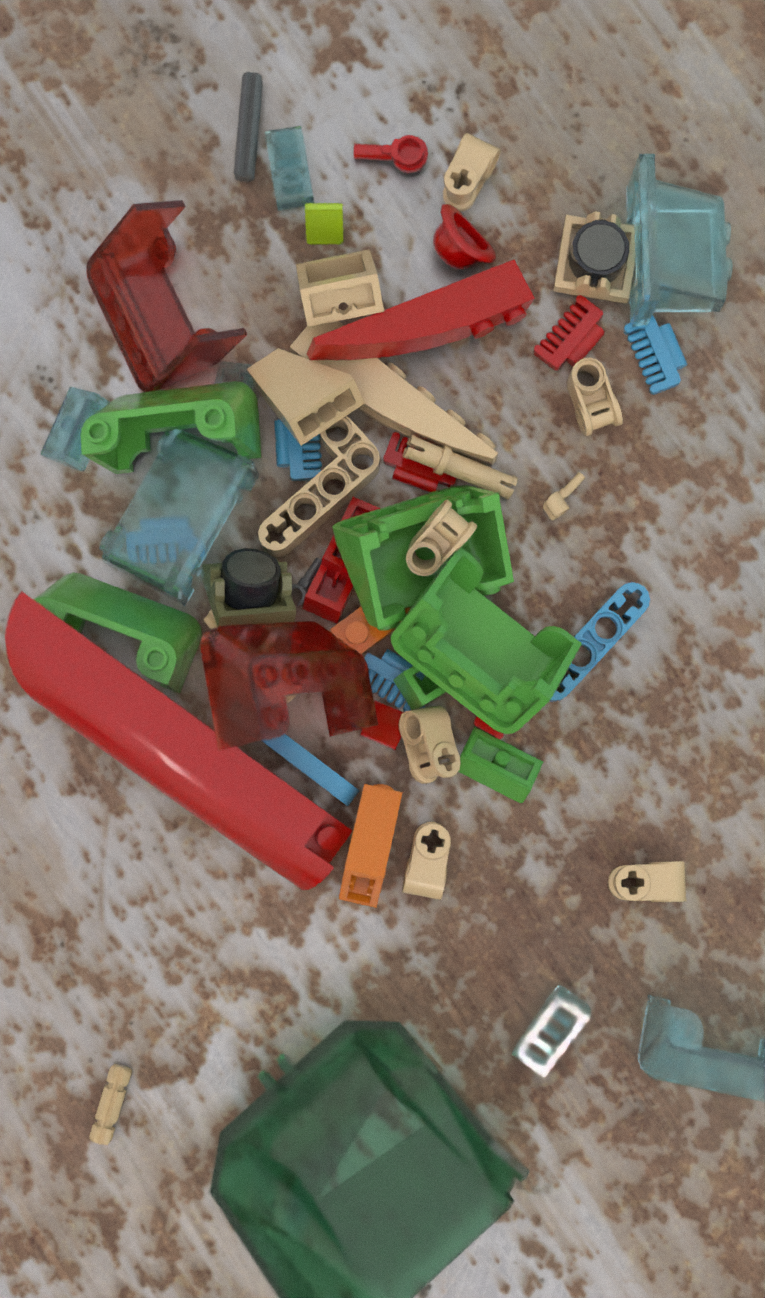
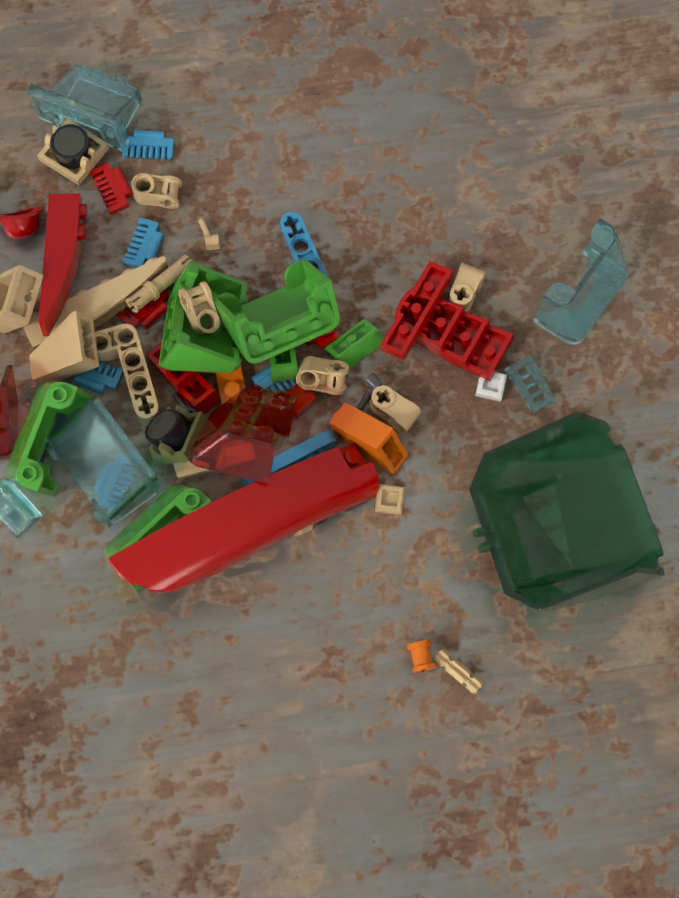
camera: 65 degrees left, 10 degrees down
(106, 1047) = (421, 656): none -> orange bush
(302, 910) = (389, 499): none -> tan tile
(453, 815) = (371, 382): none -> dark grey hand
(513, 425) = (149, 243): none -> dark azure piece
(526, 977) = (492, 390): none -> white tile
(575, 880) = (445, 327): none -> red slope

